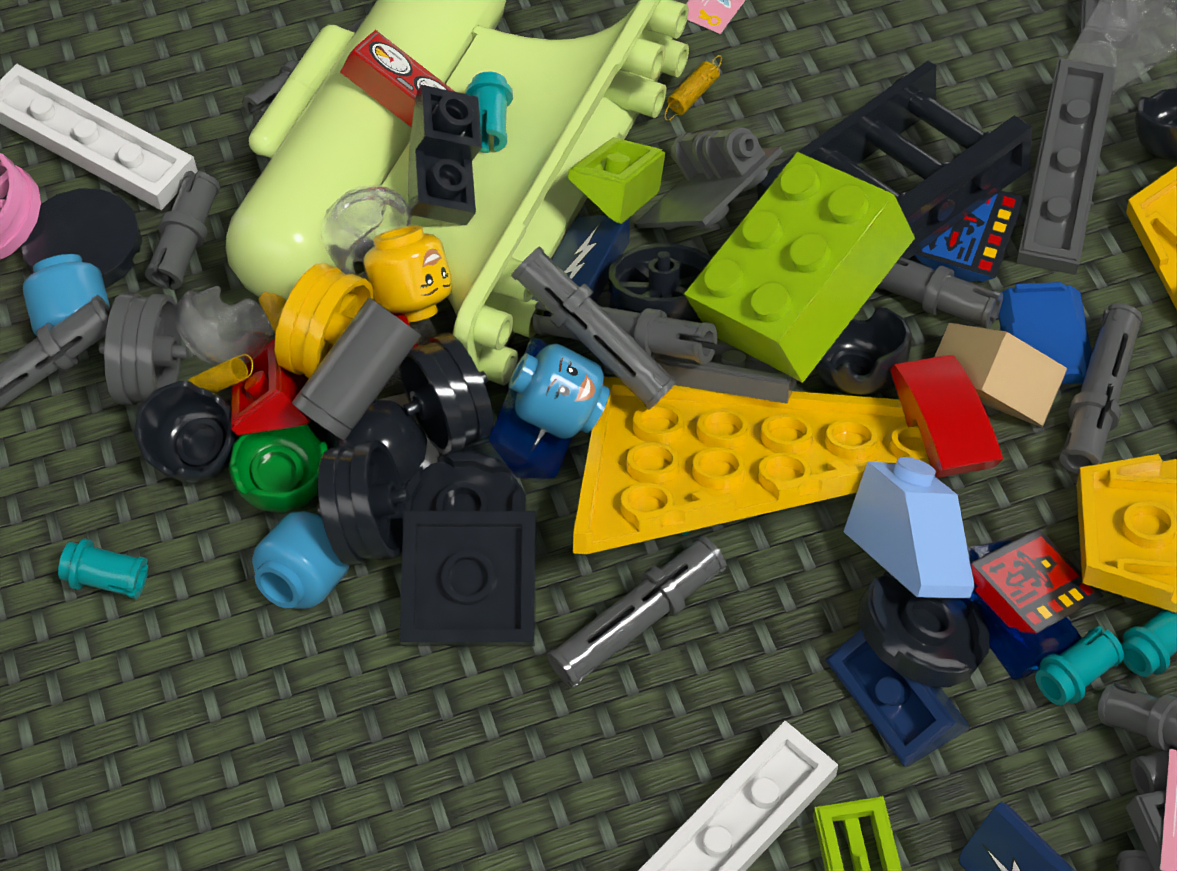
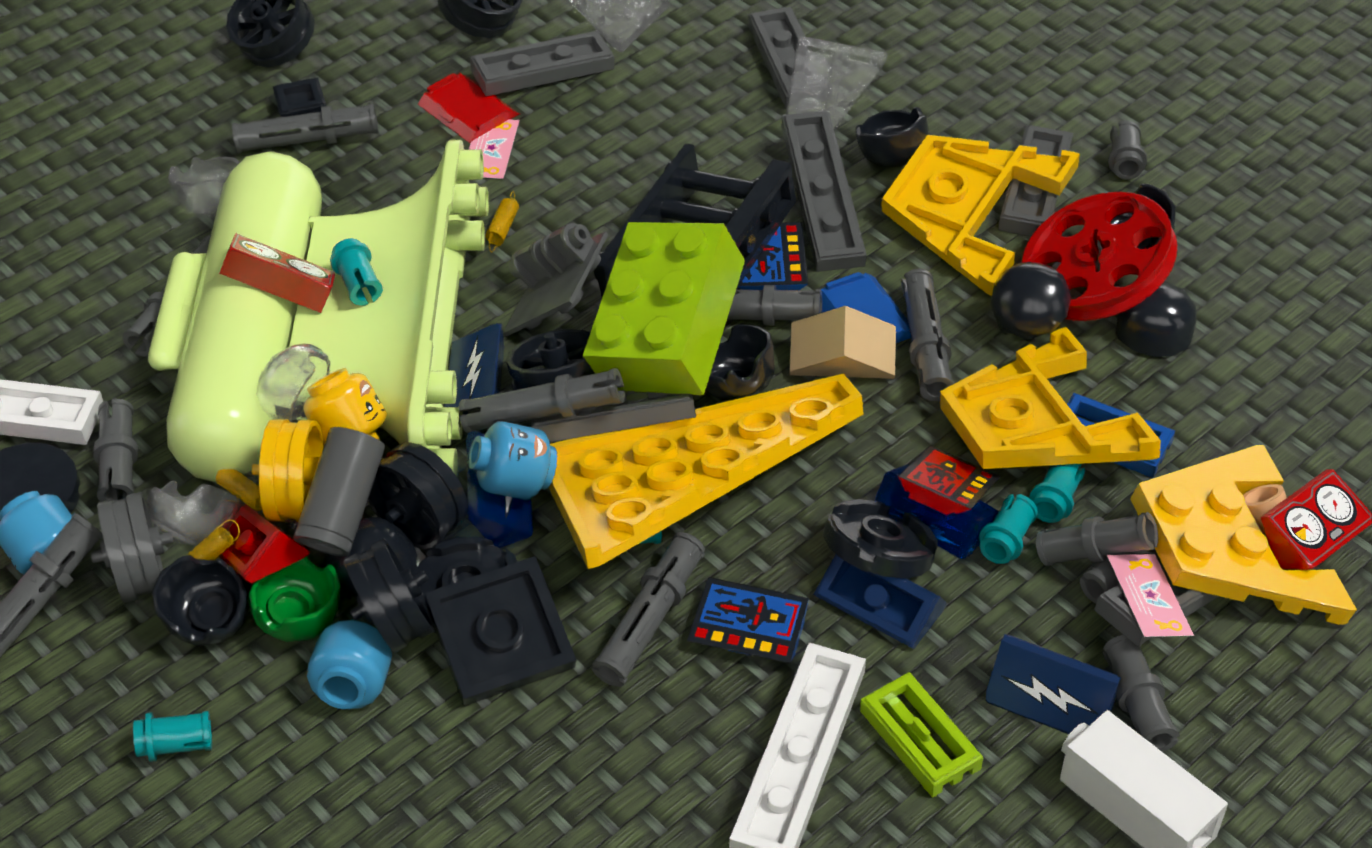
camera: 25 degrees left, 10 degrees down
(441, 155) = (334, 306): black slope -> none
(593, 327) = (582, 432): dark grey pin -> none
(619, 177) = (480, 294): lime slope -> none
(739, 665) = (749, 620): none -> piece
(912, 528) = (839, 467): light blue slope -> none
(948, 414) = (828, 379): red slope -> none

